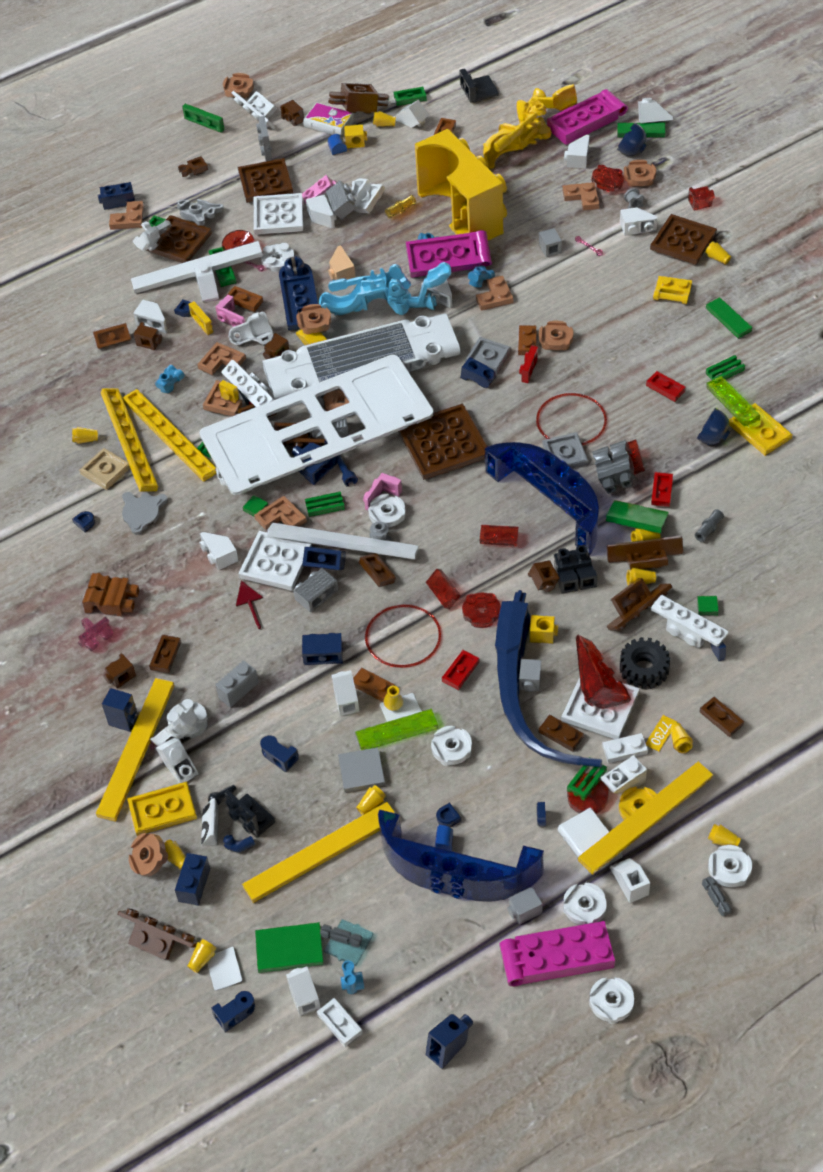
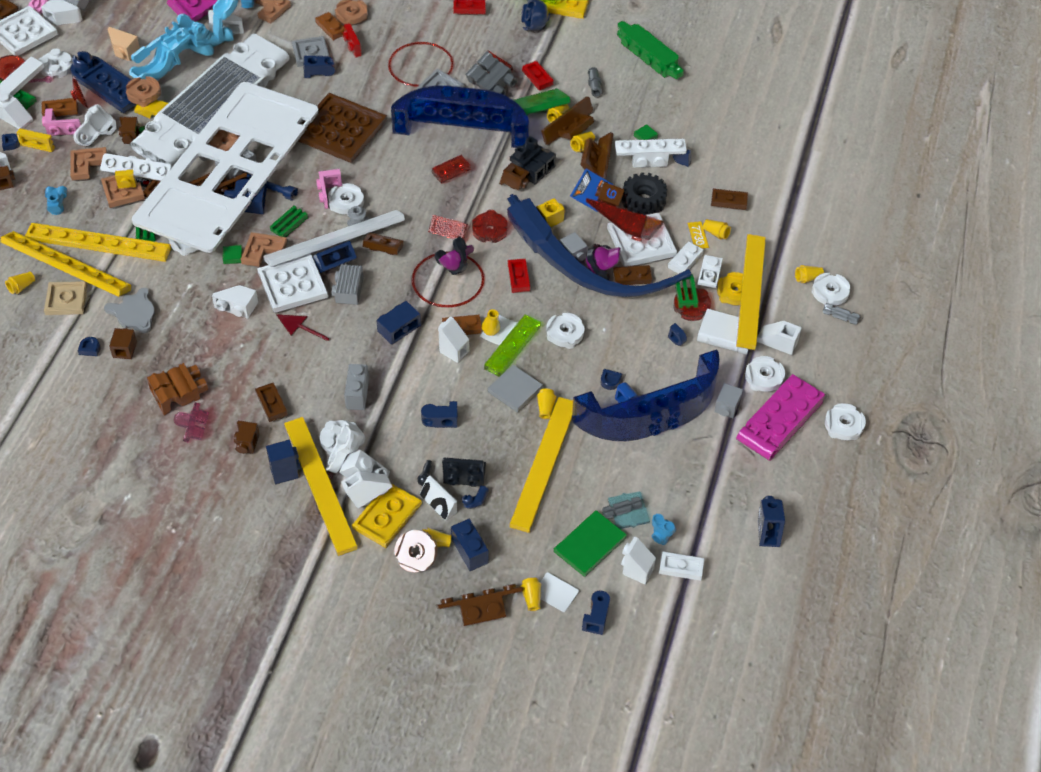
camera: 45 degrees left, 0 degrees up
(106, 533) = (123, 343): none -> reddish brown brick
(160, 773) = (365, 486): none -> white slope
(266, 293) = (77, 93): none -> clear red dish
(418, 618) = (457, 259): none -> cap
(540, 699) = (602, 258): none -> magenta cap
(600, 627) = (587, 187): none -> blue sticker
(606, 644) = (609, 194): none -> reddish brown brick
(793, 523) = (649, 50): none -> green hinge

